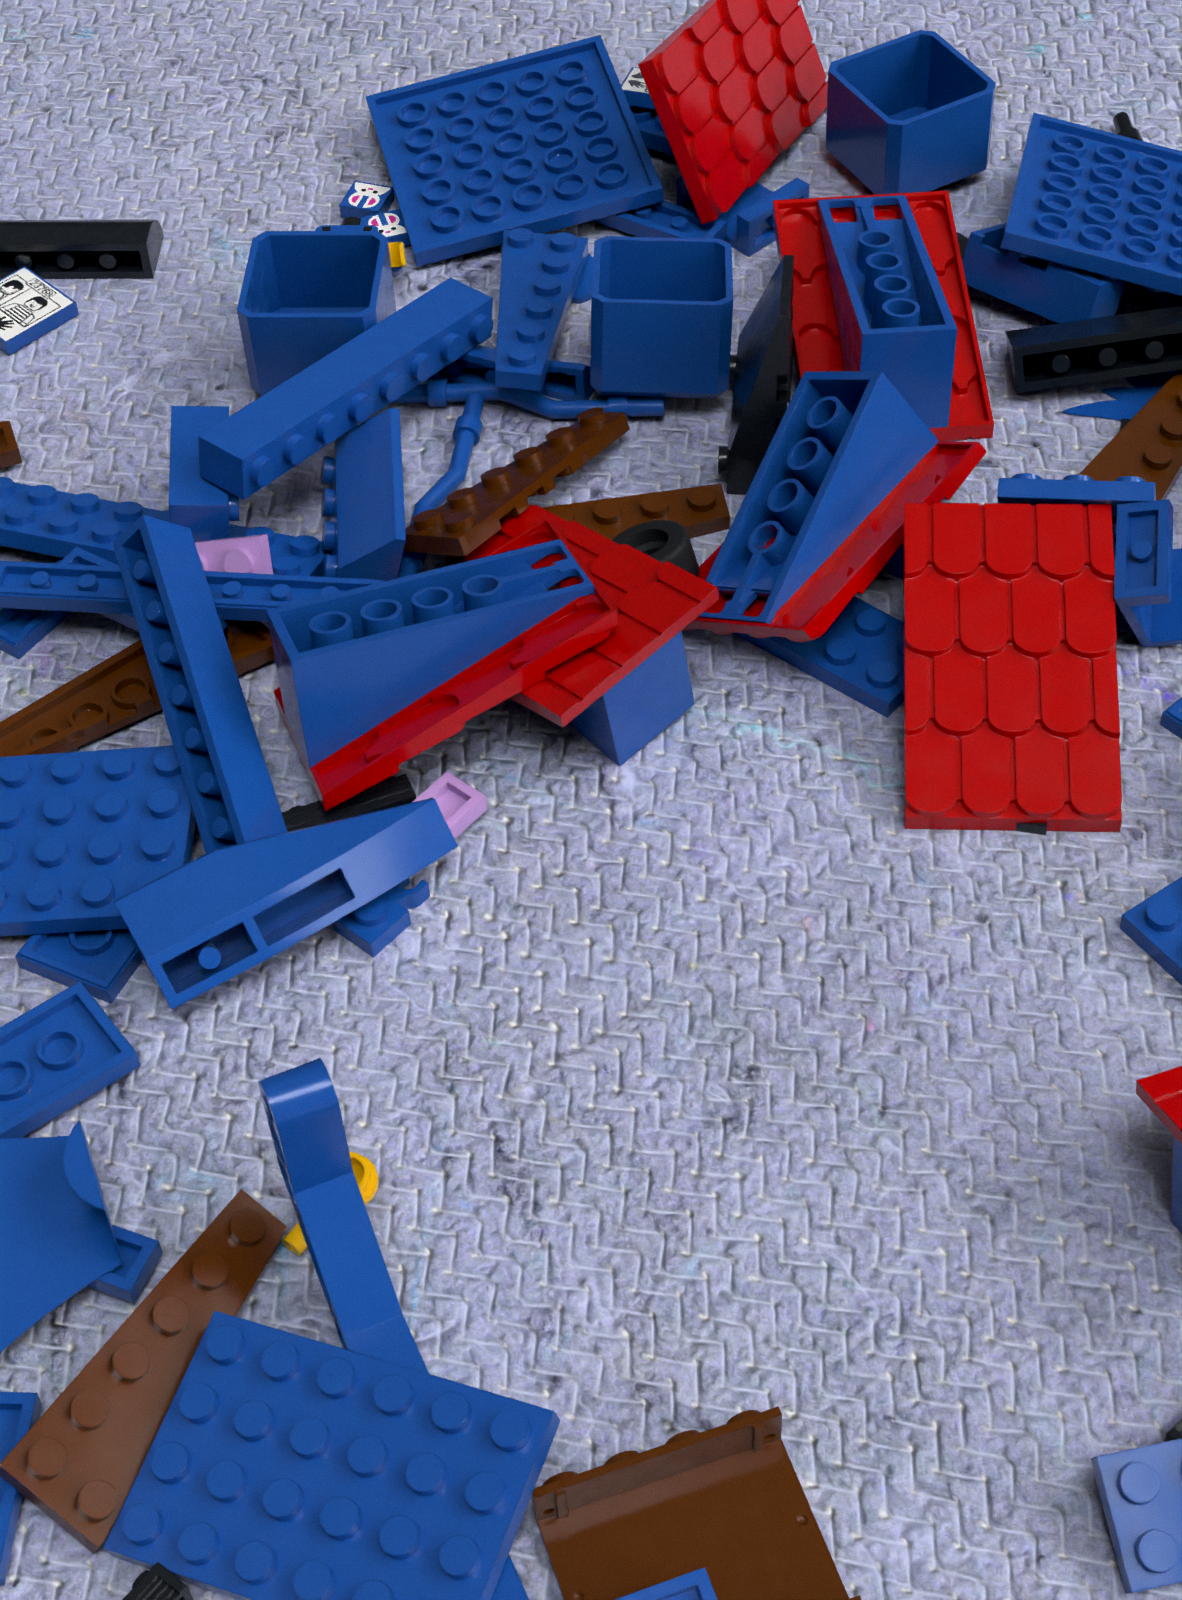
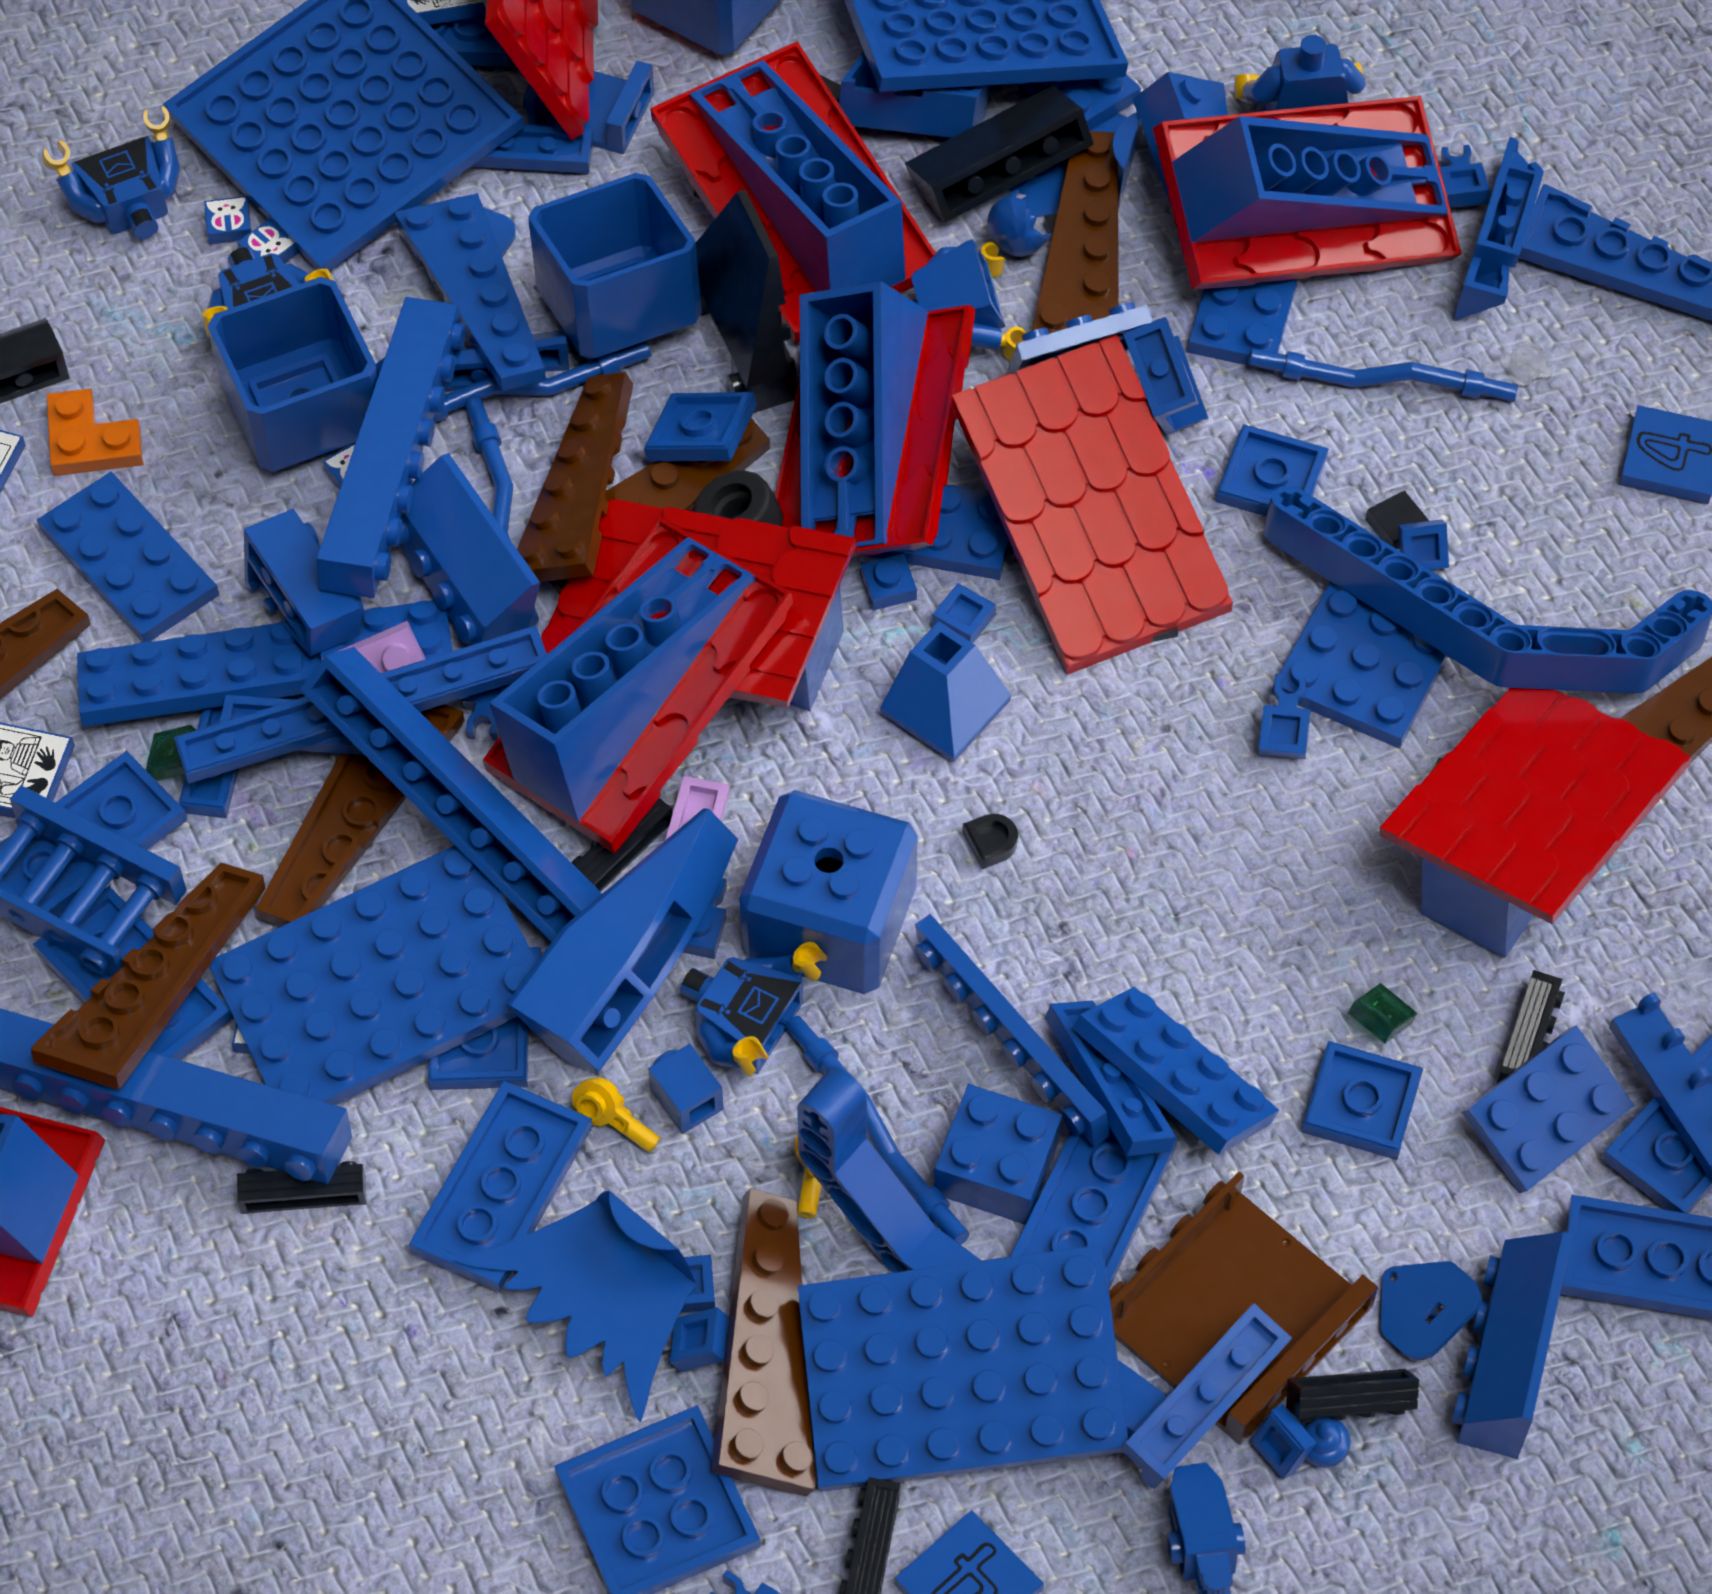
camera: 30 degrees left, 10 degrees up
(88, 1324) = (699, 1339): none -> blue plate
(92, 423) = (128, 557): none -> blue plate
(126, 322) = (83, 445): none -> orange plate
(160, 1046) = (604, 1104): none -> yellow plate
(246, 1054) = (685, 1087): none -> blue brick
(297, 148) = (122, 184): none -> blue torso
(367, 1010) = (748, 1004): none -> torso
(424, 1287) = (822, 1057): none -> blue bar
(504, 957) = (846, 912): none -> blue plate
(525, 1270) = (997, 1154): none -> blue brick
(614, 1363) = (1093, 1200): none -> blue plate
(615, 1164) = (1019, 1040): none -> blue plate
(665, 479) = (700, 426): none -> blue tile
(694, 1243) = (1129, 1109): none -> blue plate
(727, 952) = (991, 838): none -> black tile
(758, 791) = (945, 692): none -> blue slope
(769, 677) = (888, 581): none -> blue plate
(777, 1267) = (1176, 1069): none -> blue plate
(825, 730) = (965, 612): none -> blue plate
(985, 1397) = (1362, 1100): none -> blue tile
(1008, 438) = (962, 278): none -> blue torso
(1059, 1307) = (1382, 1013): none -> clear green tile
(1079, 412) = (1013, 226): none -> blue hair
(1113, 959) = (1285, 726): none -> blue plate

